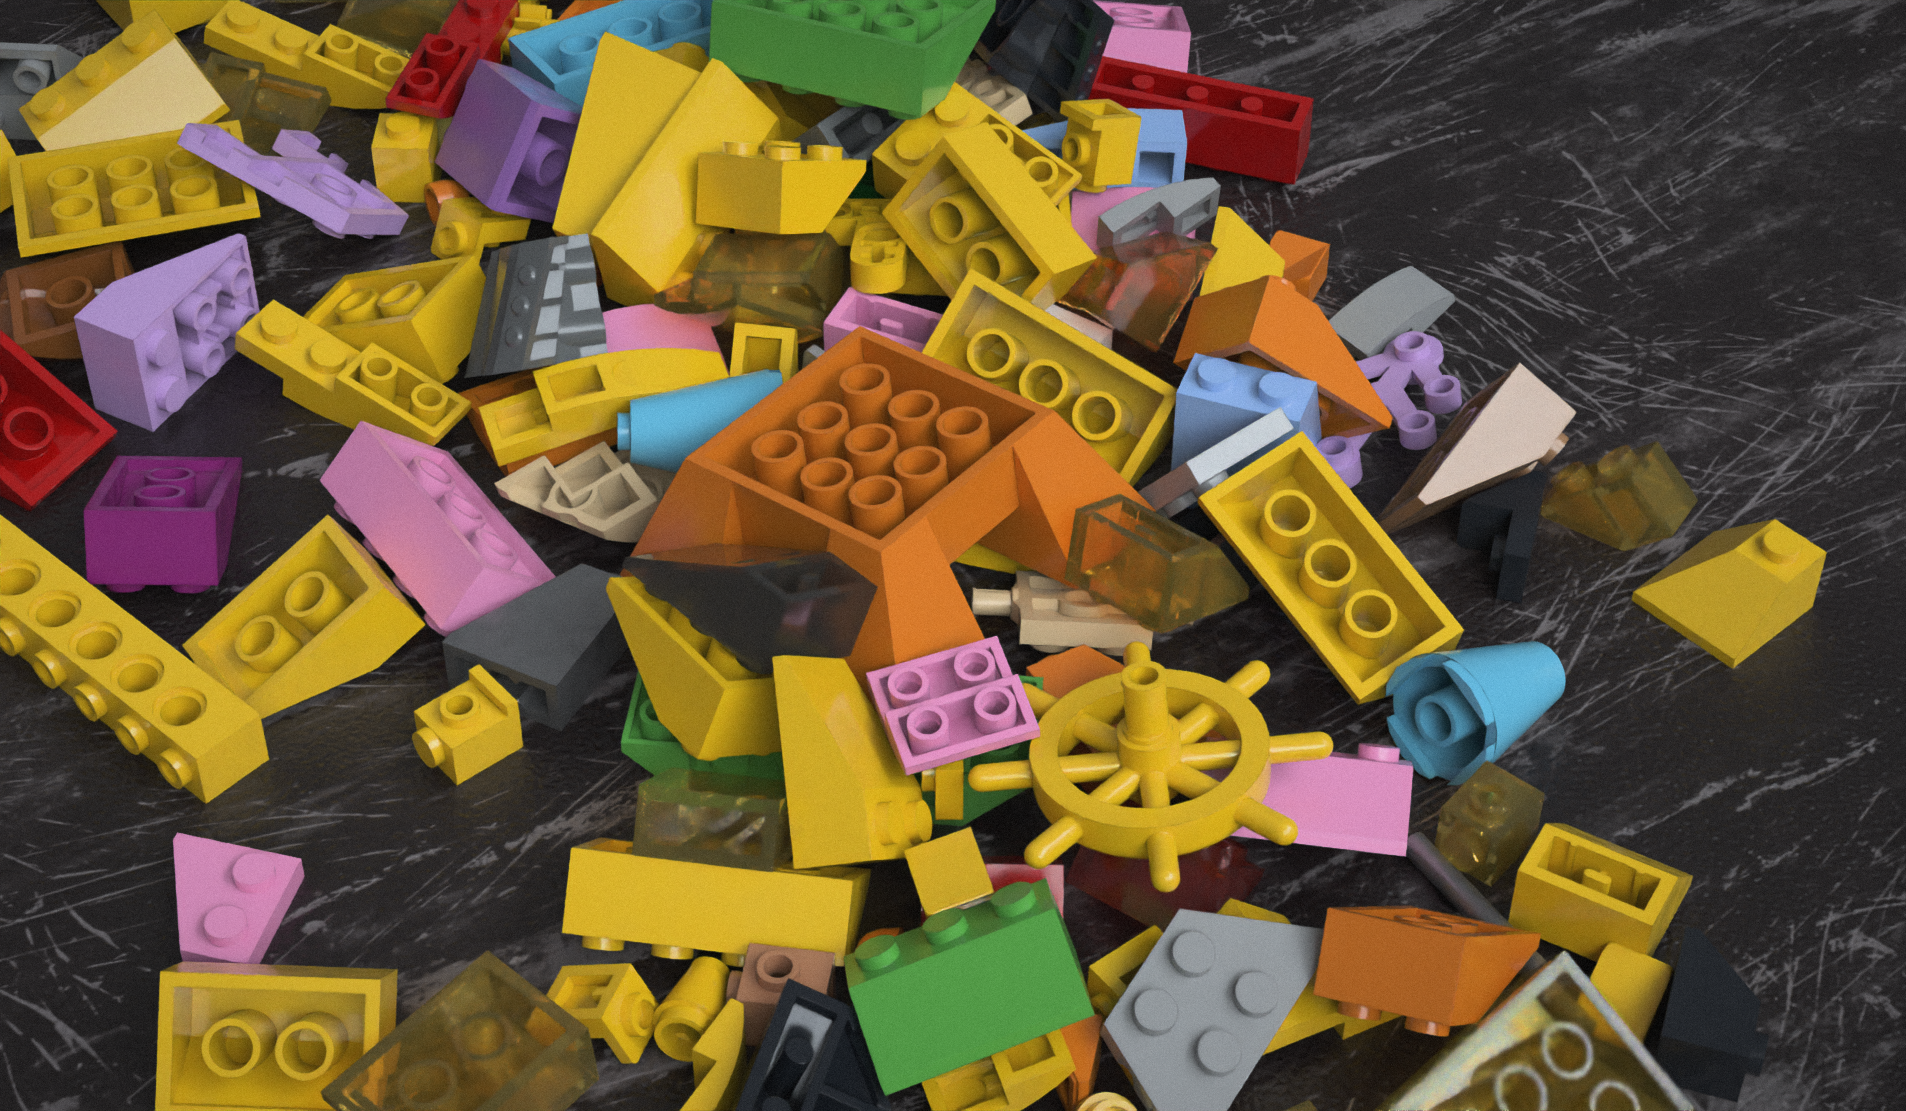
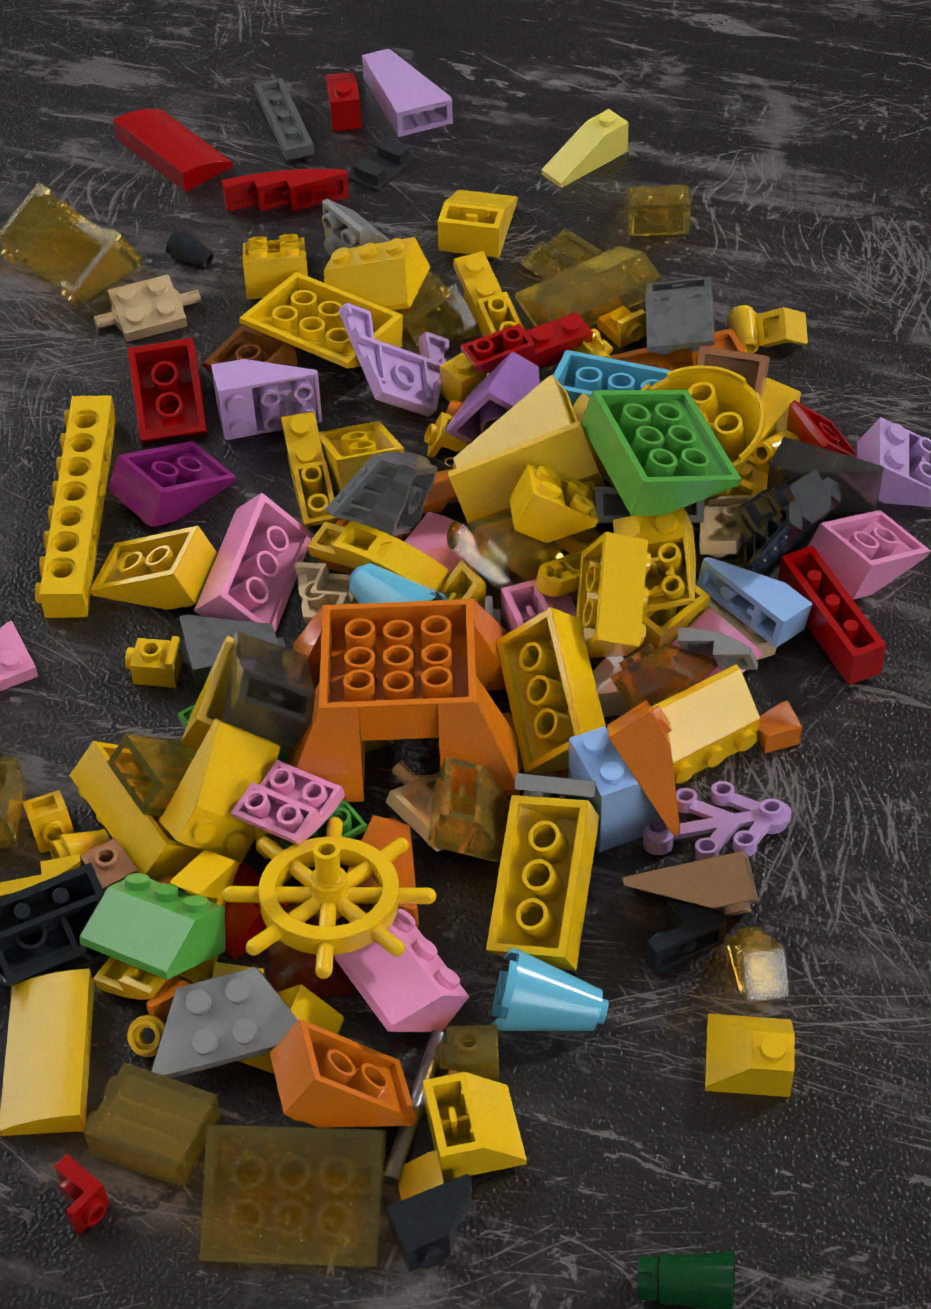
camera: 50 degrees right, 5 degrees up
(1100, 142) = (726, 588): yellow brick -> none
(1388, 309) = (801, 783): light grey slope -> none

